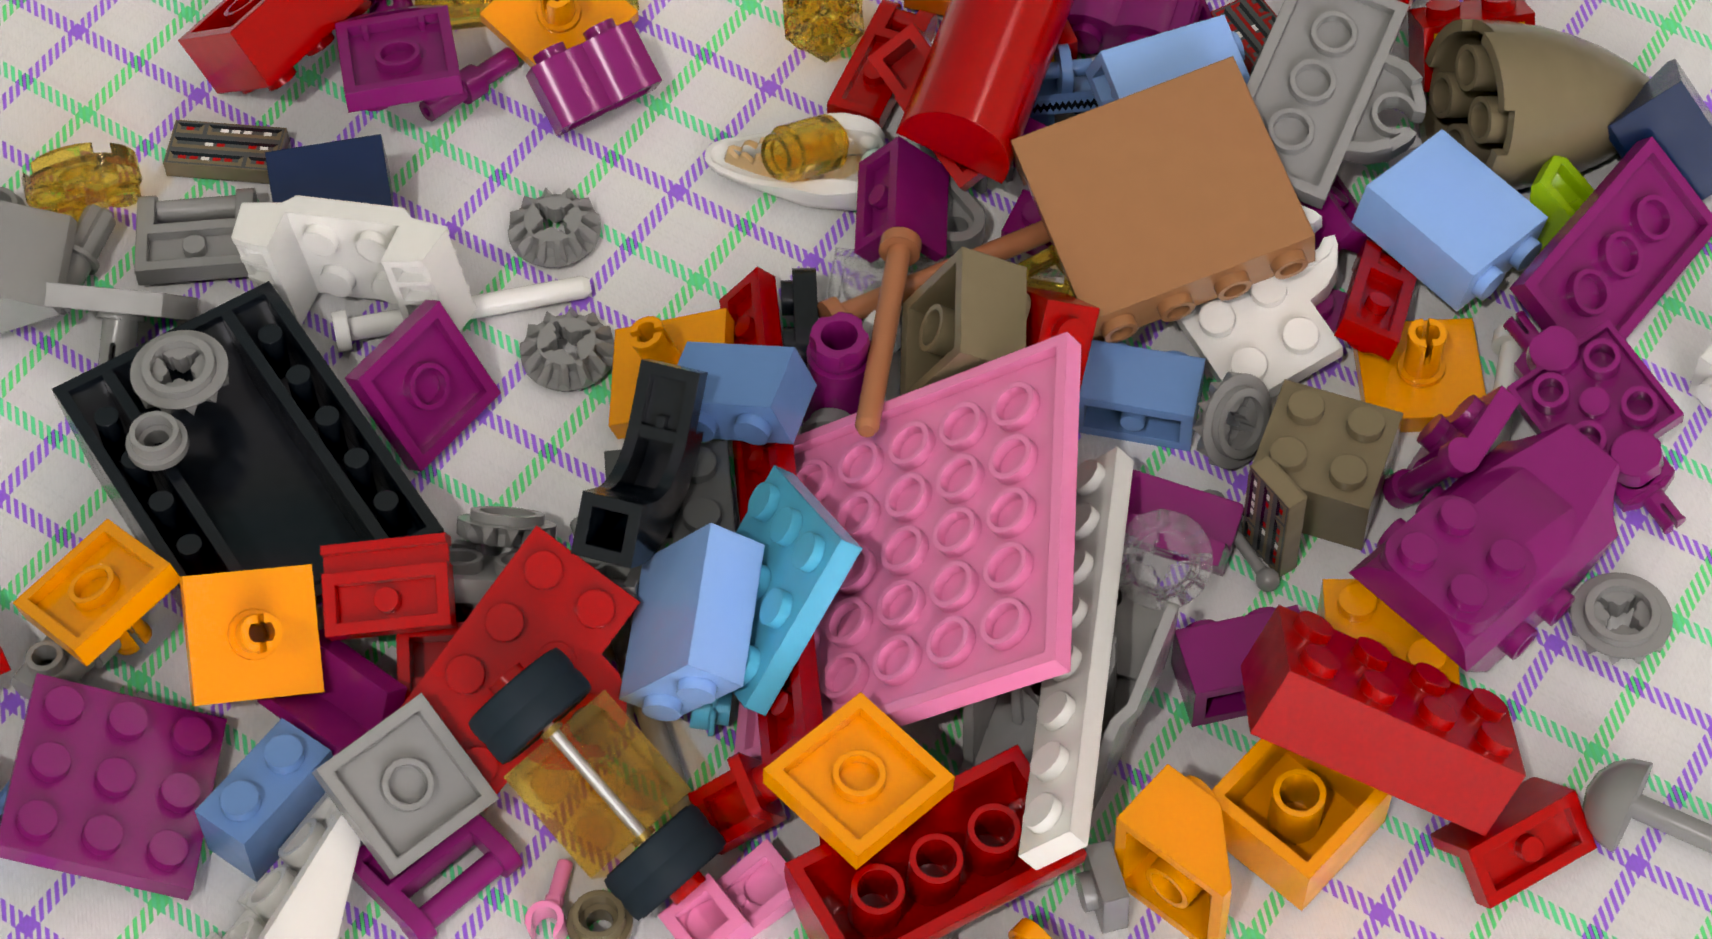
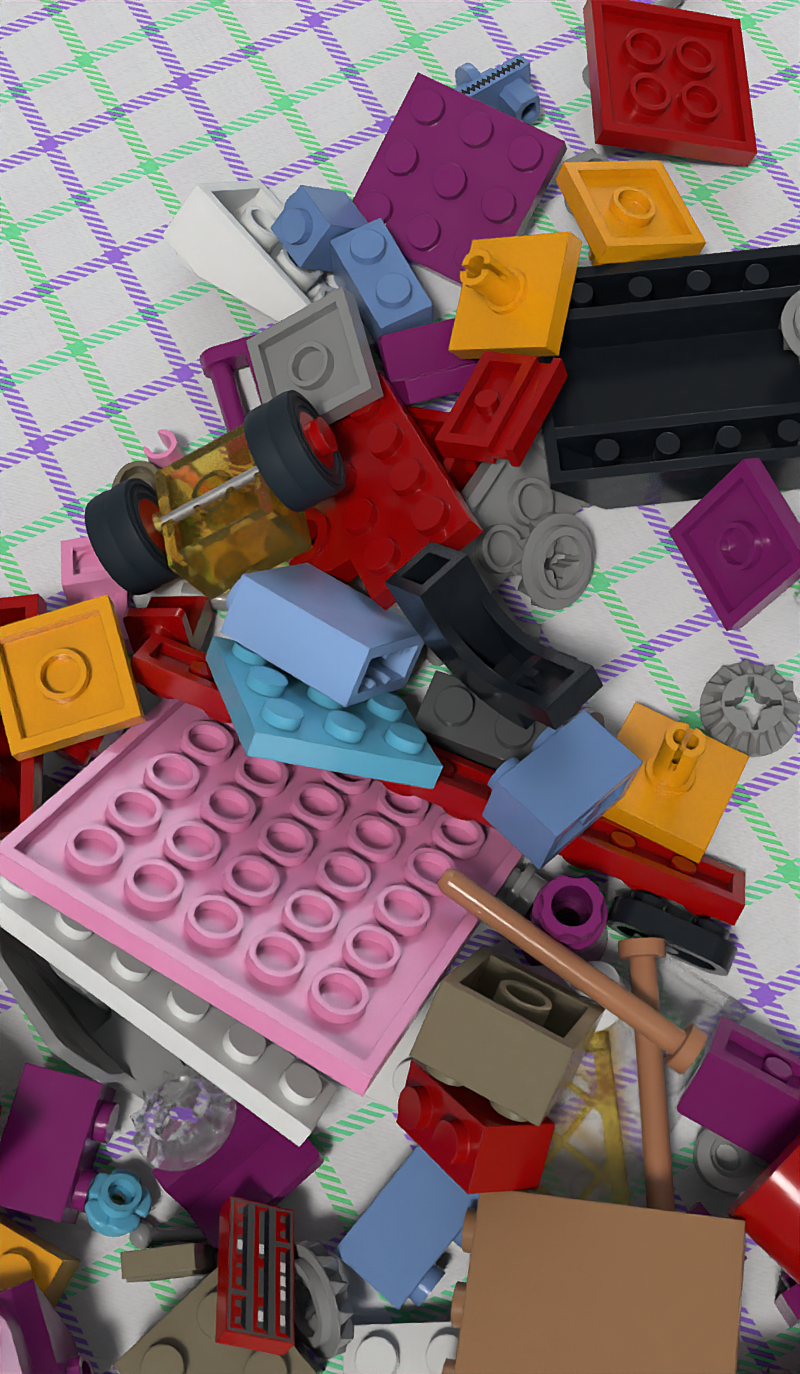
camera: 120 degrees right, 15 degrees up
(152, 429) = (759, 272): light grey plate -> none
(219, 881) = (311, 220): none -> medium blue brick
(1246, 439) = (255, 1277): none -> tile
(1255, 591) = (116, 1219): none -> medium azure plate

